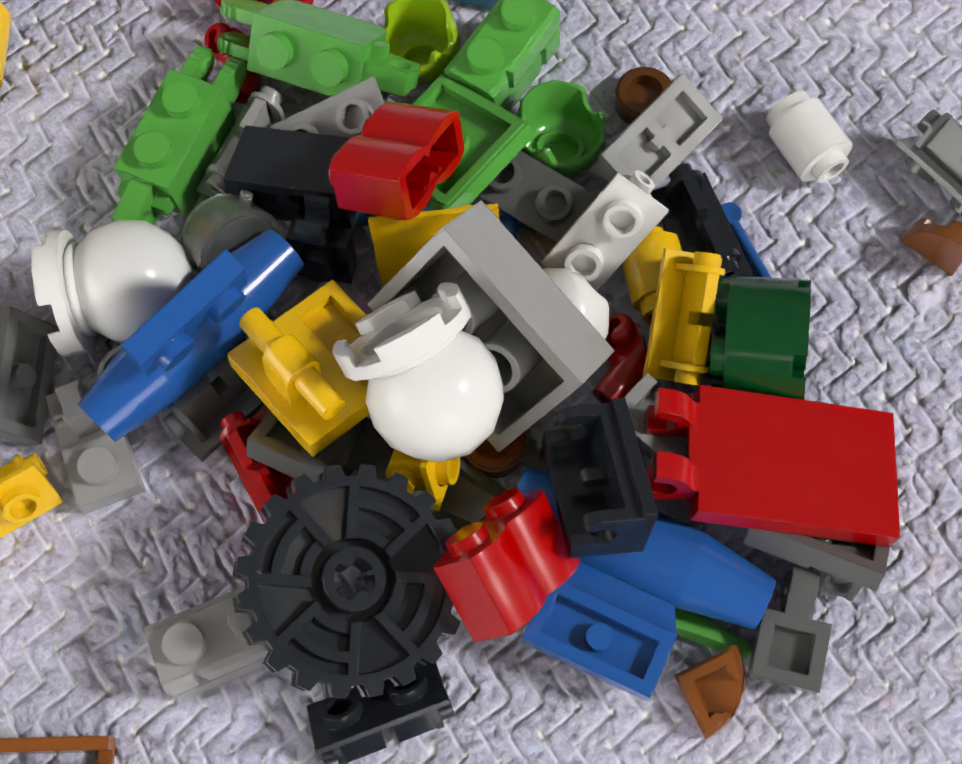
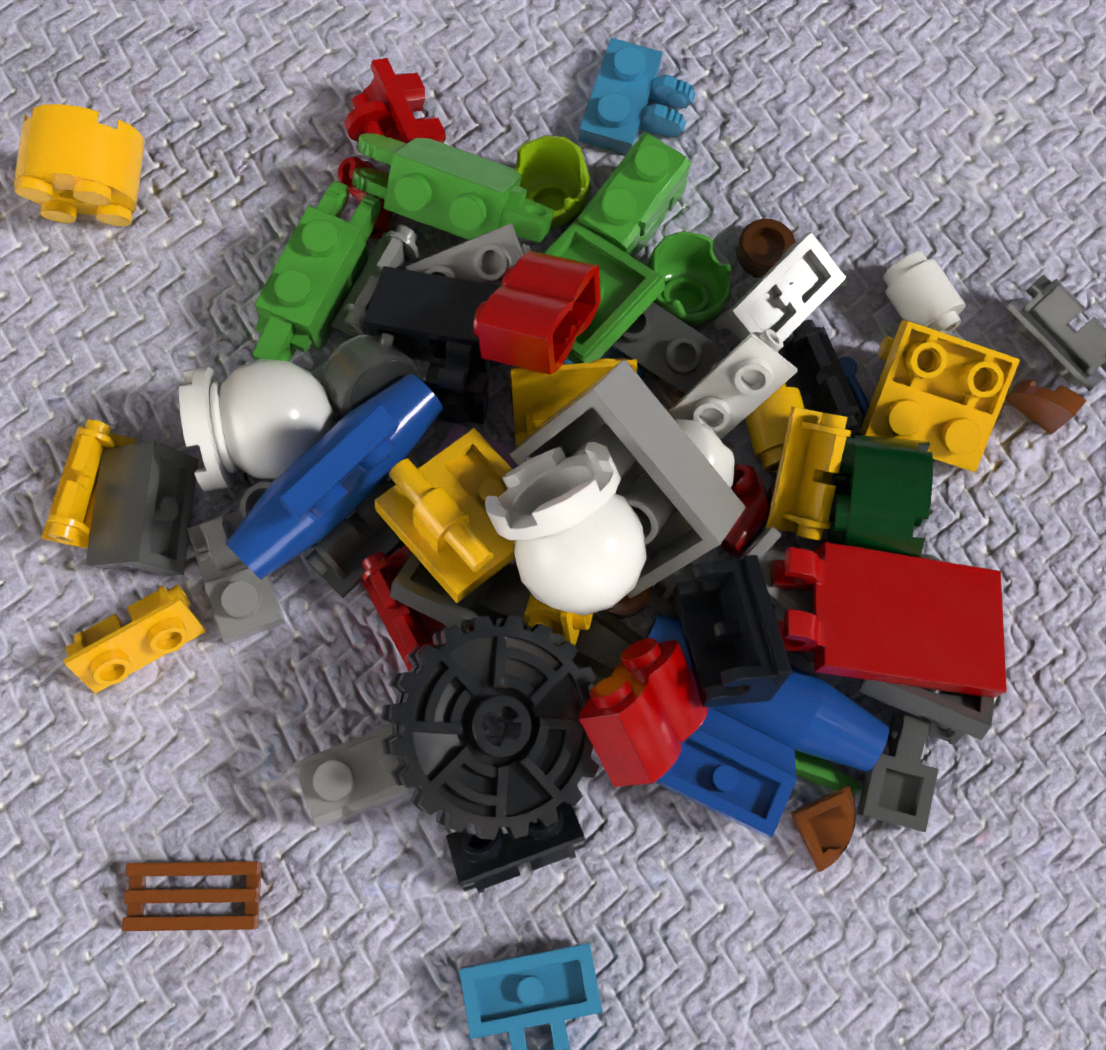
camera: 10 degrees left, 5 degrees up
(826, 232) = (939, 393): none -> yellow plate

